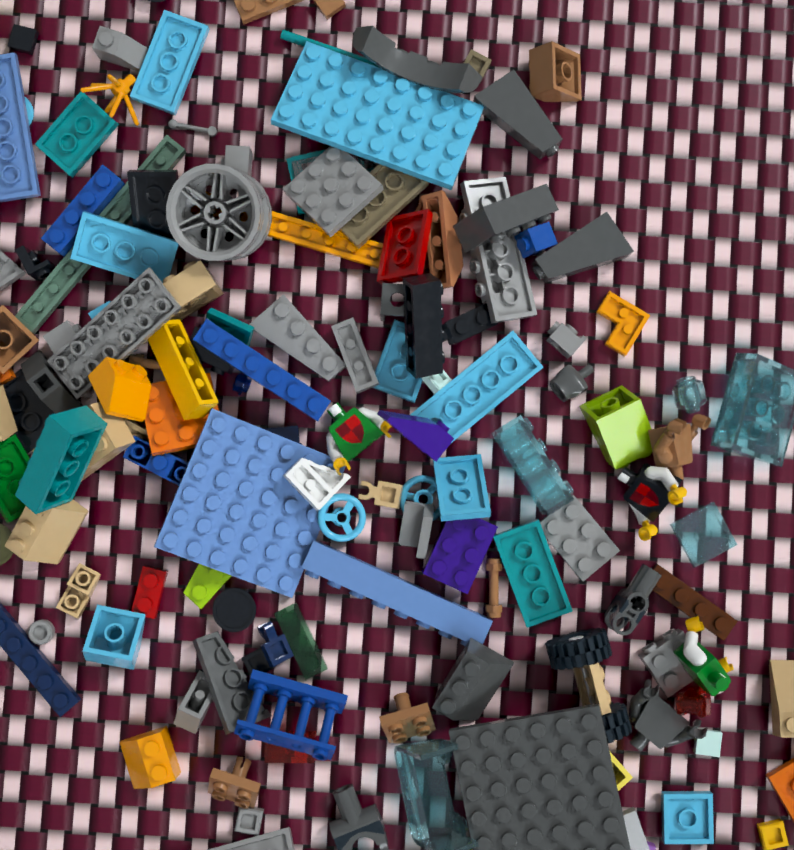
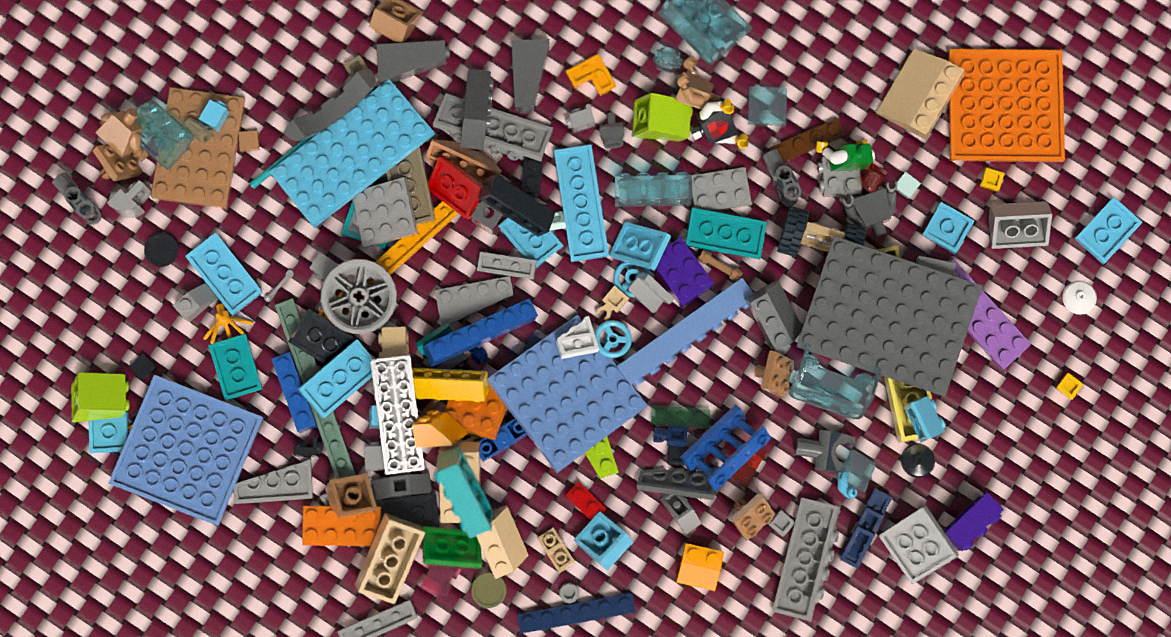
camera: 60 degrees left, 5 degrees down
(234, 610) = (632, 449): black piece -> none
(352, 433) = (560, 297): torso -> none
(421, 432) = (590, 248): dark purple slope -> none
(536, 240) = (502, 98): blue brick -> none

